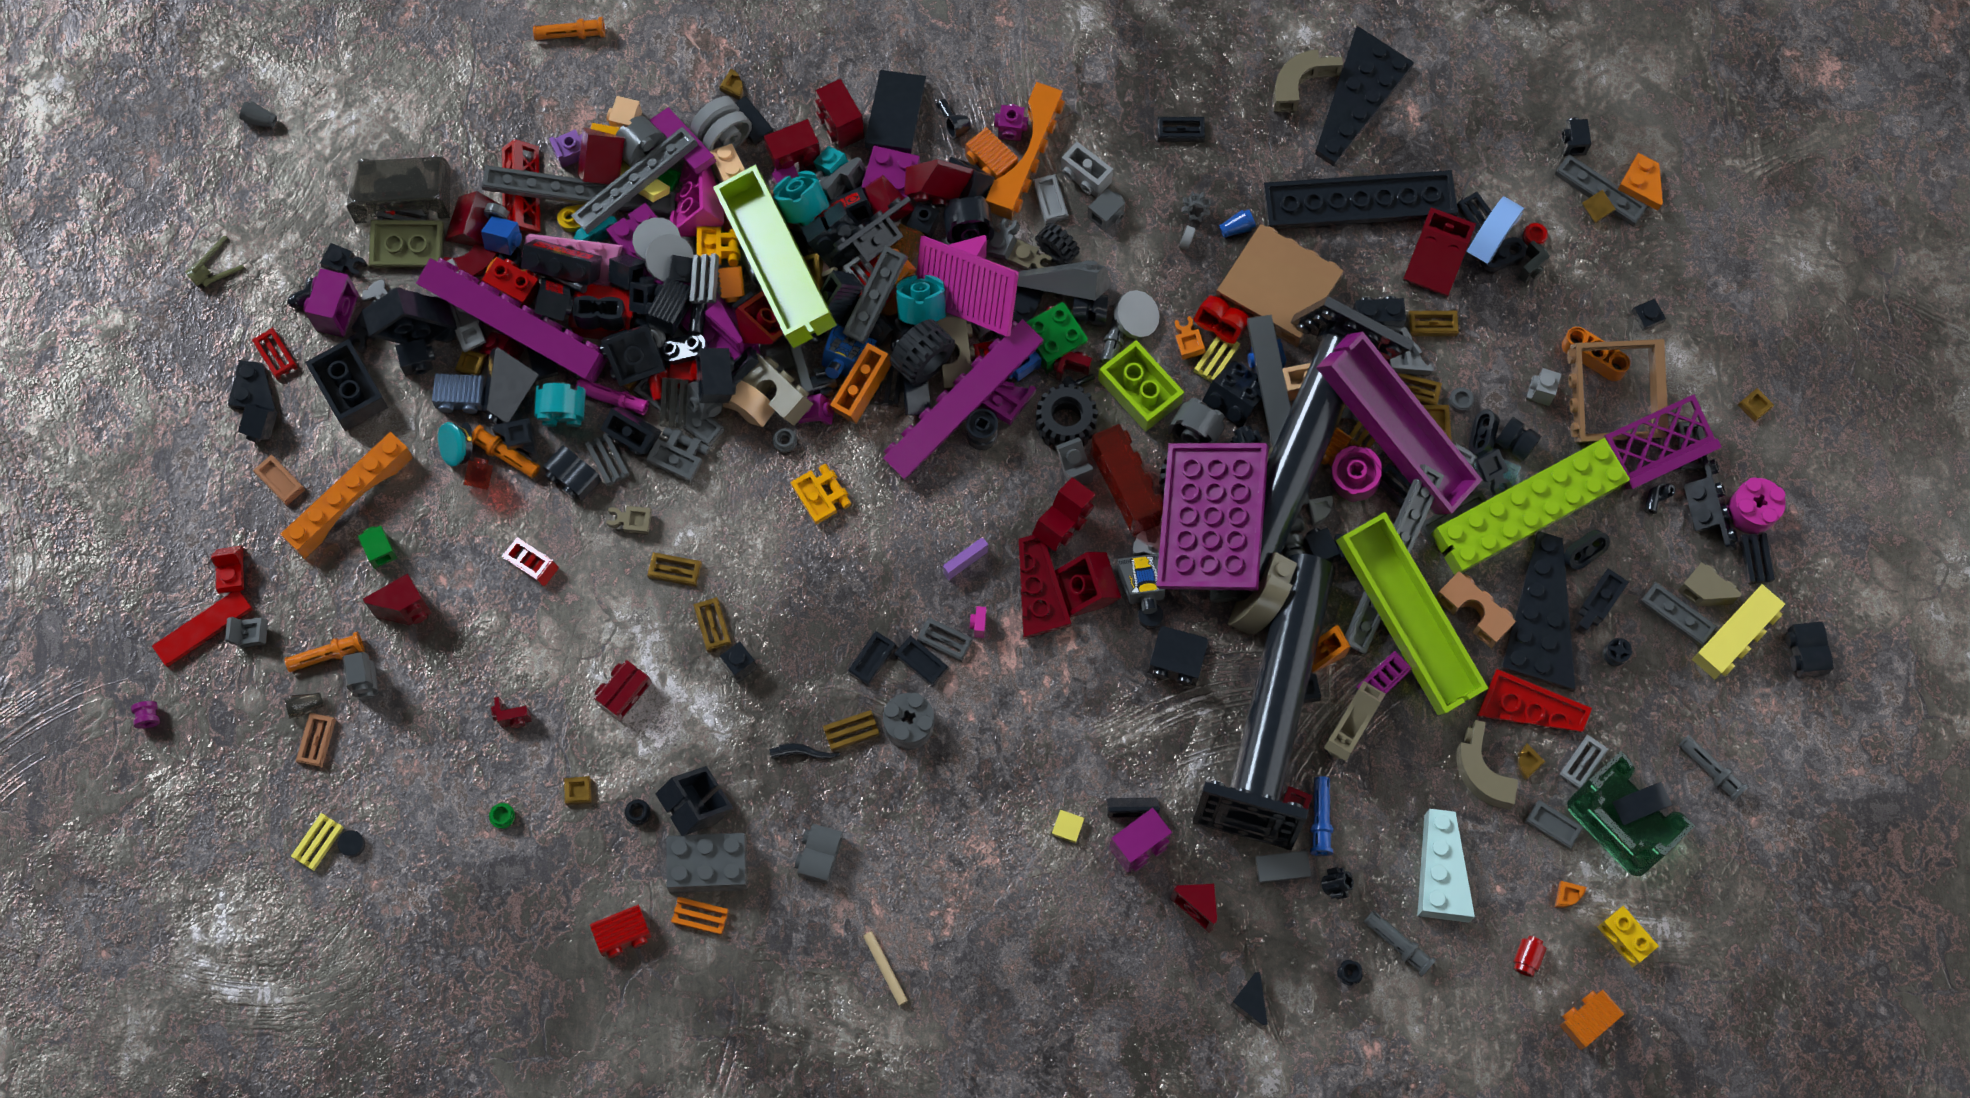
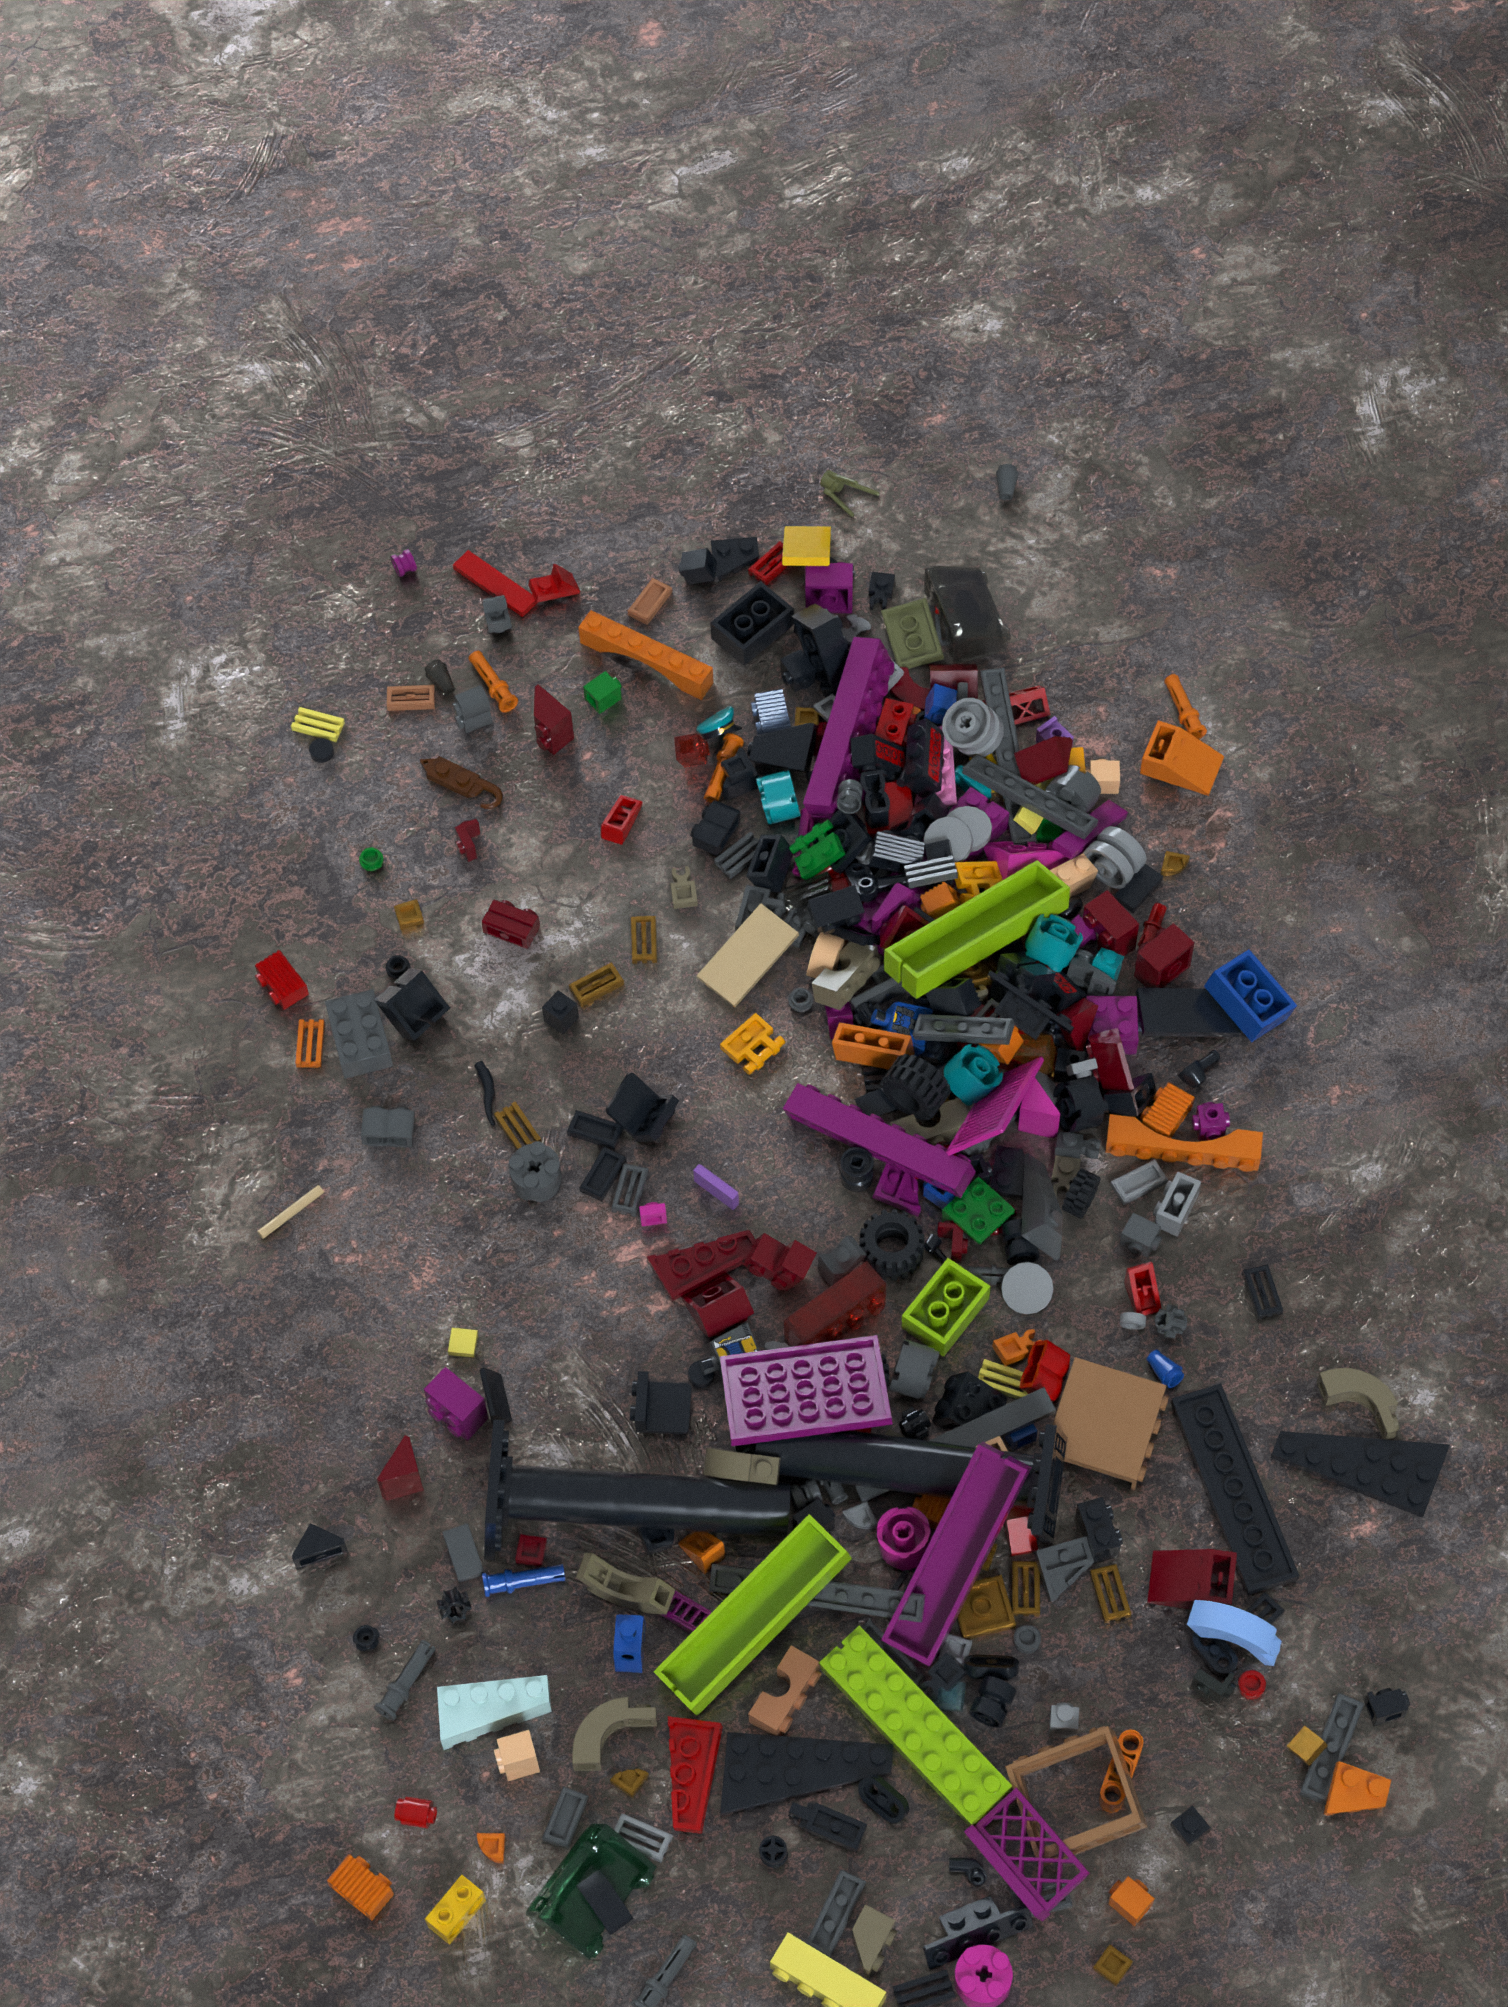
camera: 80 degrees right, 10 degrees down
(276, 309) = (806, 546): none -> yellow tile
(433, 709) = (460, 780): none -> reddish brown plate
(530, 208) = (973, 727): none -> light grey wheel
(594, 329) = (849, 796): none -> dark grey wheel
(627, 47) = (1180, 759): none -> orange slope
(644, 380) = (820, 855): none -> green plate
(725, 475) = (747, 955): none -> tan tile
(792, 115) = (1153, 924): none -> red axle
(870, 605) = (640, 1109): none -> black bracket
(898, 53) = (1250, 995): none -> blue brick
(938, 207) = (1082, 1069): none -> light grey plate
(1160, 221) = (1142, 1288): none -> red slope
(1404, 731) = (629, 1640): none -> blue torso
(1499, 851) = (516, 1756): none -> light nougat brick
(1707, 374) = (1130, 1899): none -> orange brick

